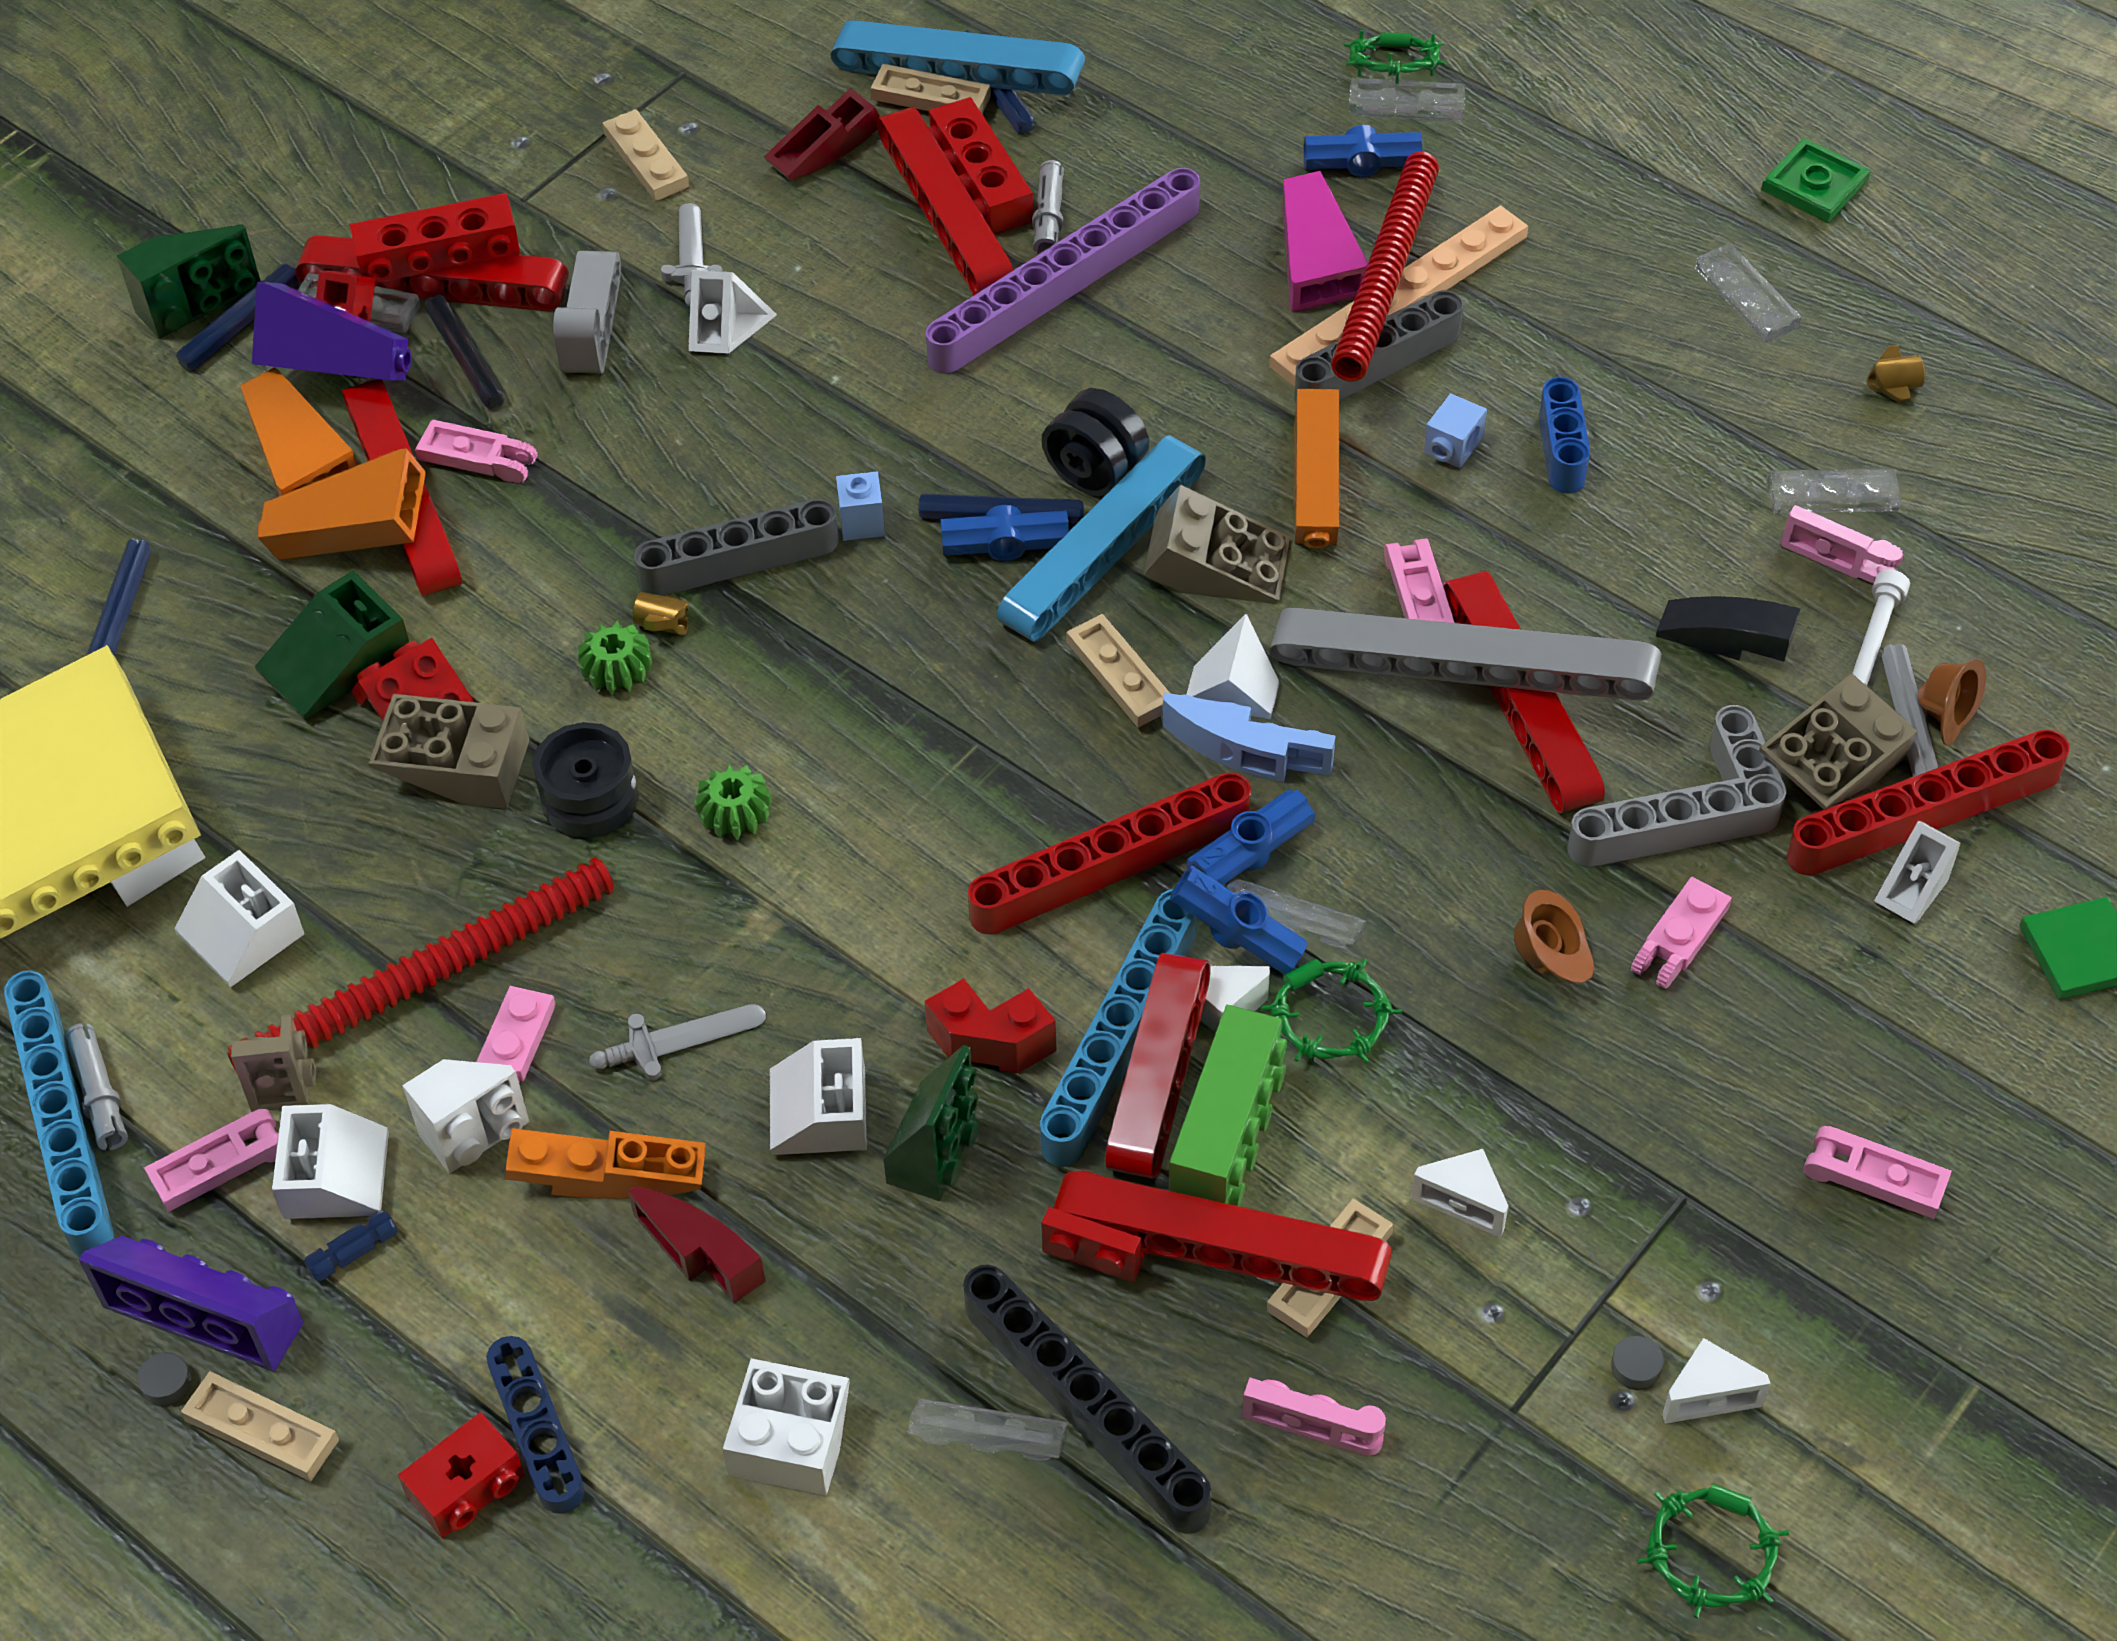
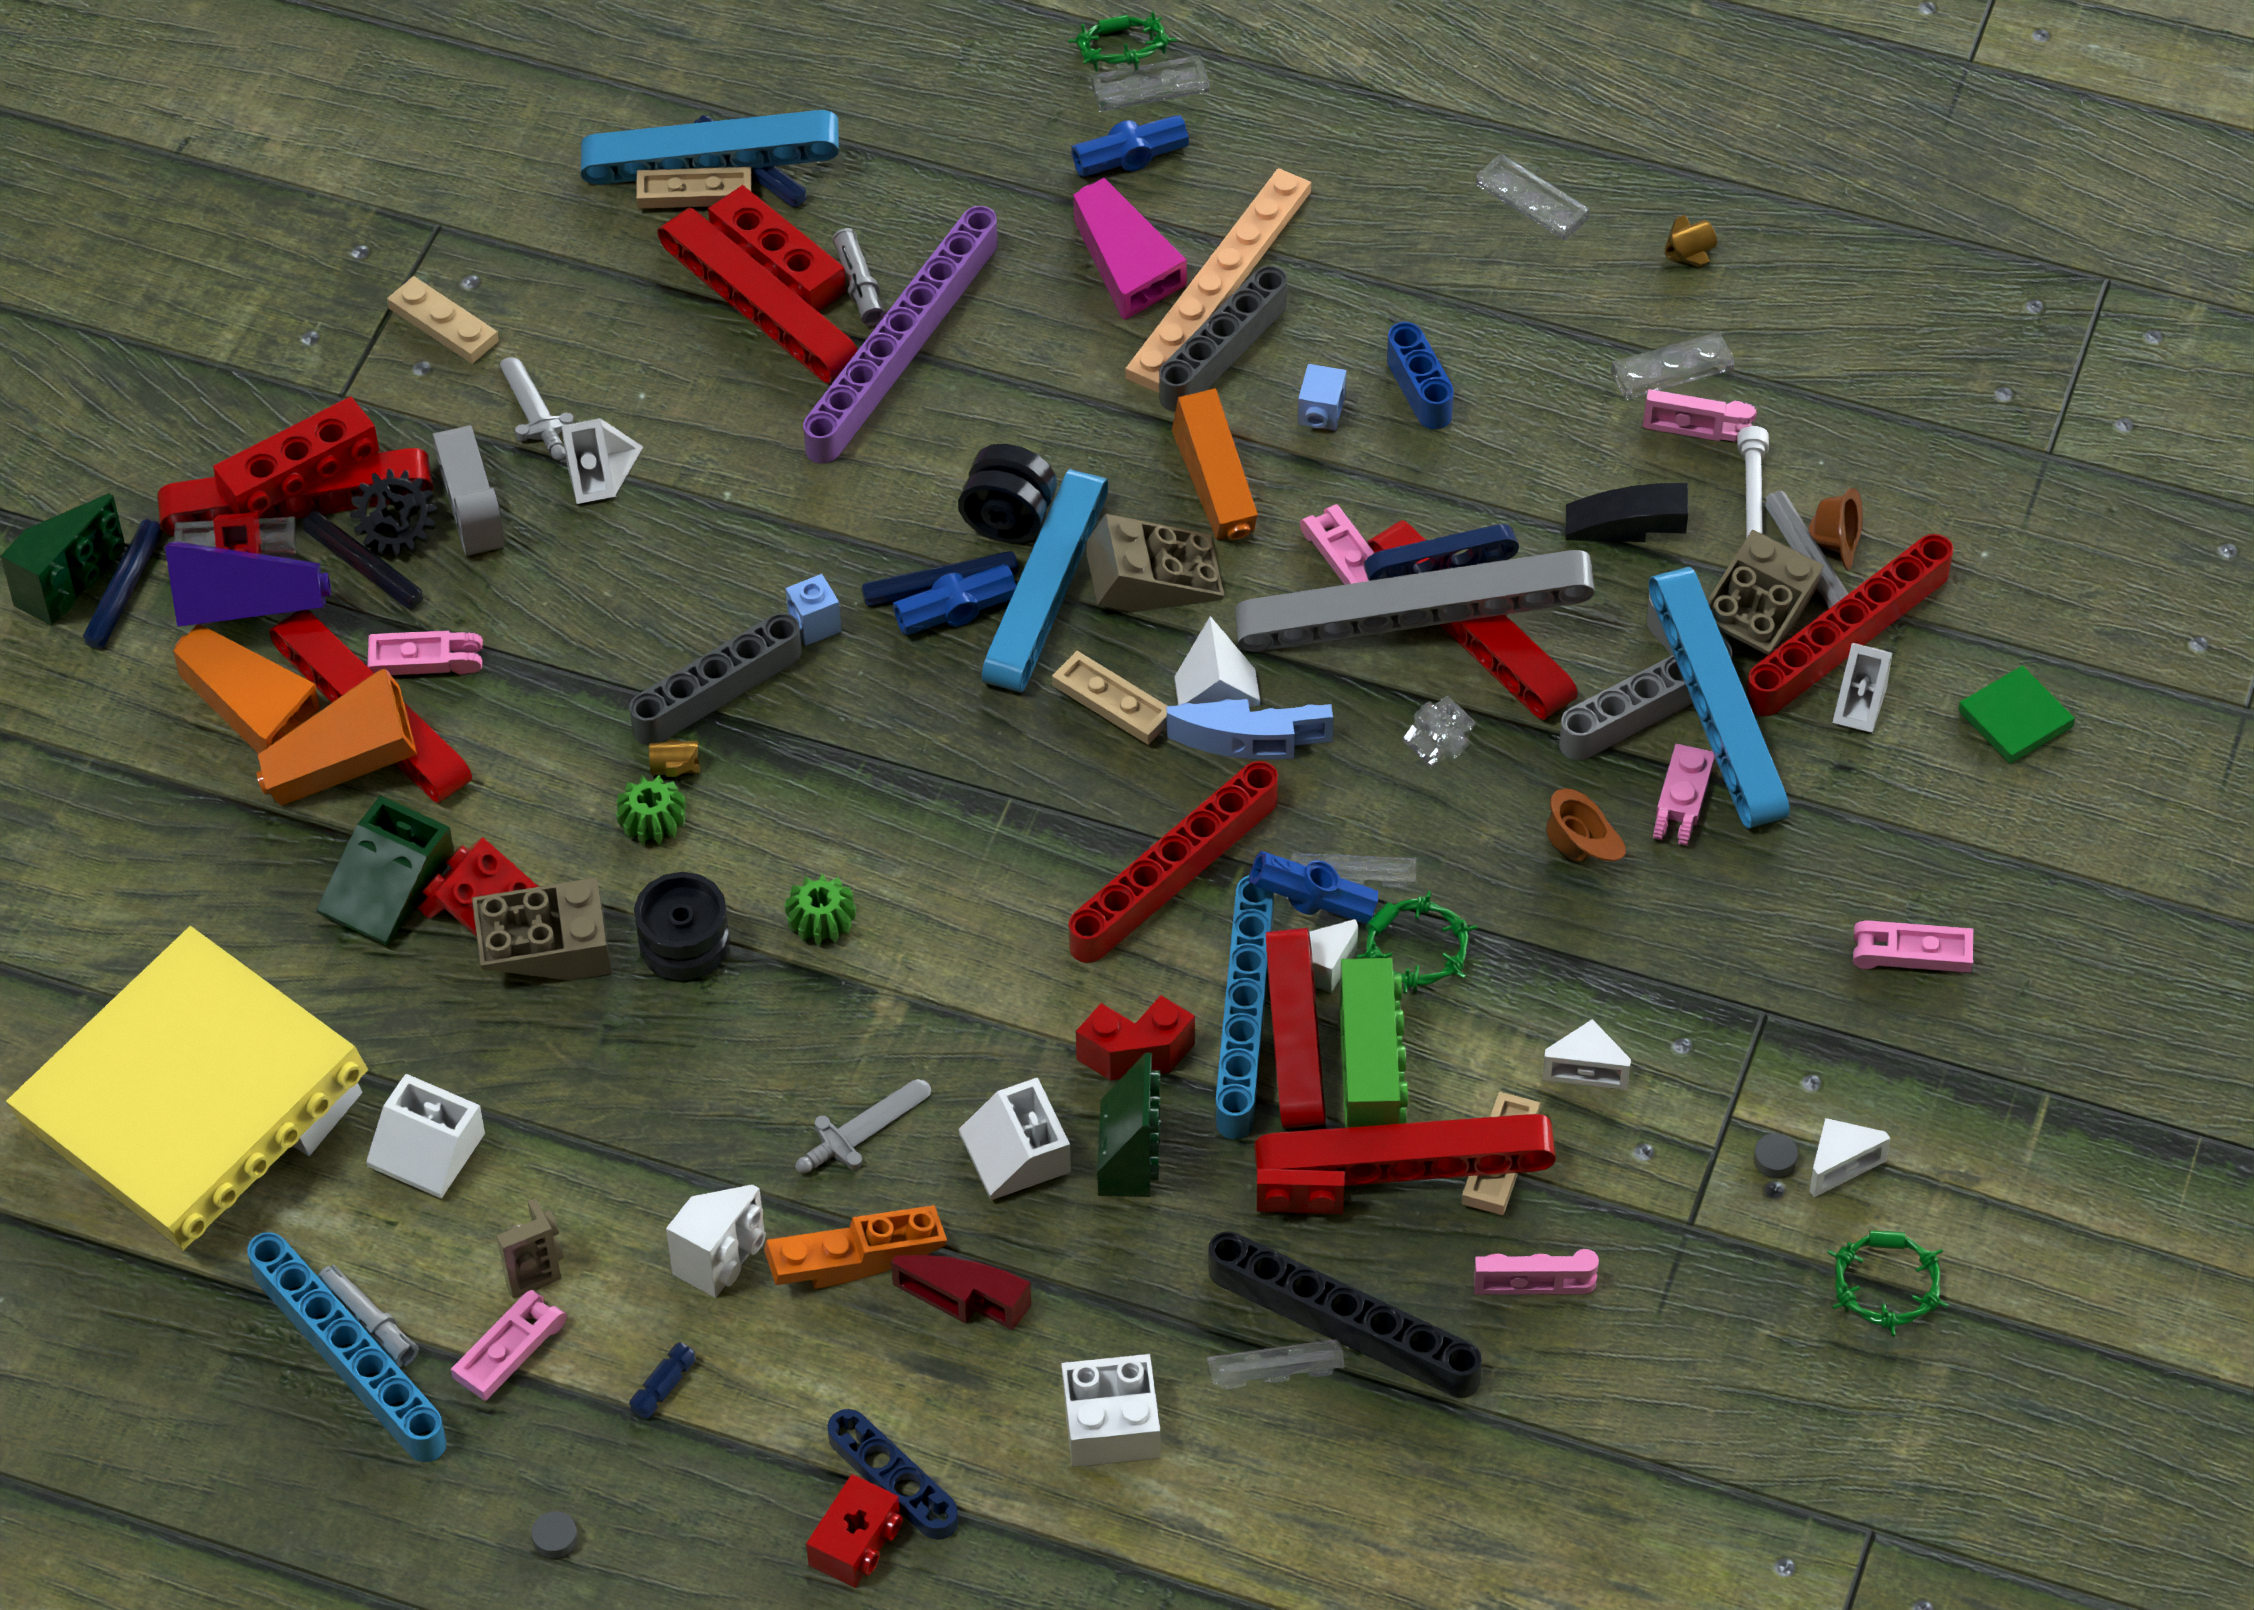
camera: 20 degrees left, 0 degrees up
(121, 596) = (153, 887): dark blue axle -> none
(193, 1300) = (554, 1464): dark purple slope -> none
(260, 1426) = (660, 1545): tan plate -> none
(328, 1163) = (614, 1317): white slope -> none
(449, 954) = (621, 1120): red piece -> none
(492, 306) = (379, 519): none -> black gear
(518, 1029) = (718, 1157): bright pink hinge -> none
(824, 136) = (612, 257): dark red slope -> none
(1267, 830) = (1293, 812): blue piece -> none
(1385, 267) = (1203, 256): red piece -> none
(1440, 794) = (1439, 731): none -> clear brick
(1571, 614) = (1483, 546): none -> dark blue beam
(1751, 841) = (1718, 697): none -> dark azure beam
(1815, 180) = (1552, 70): green tile -> none

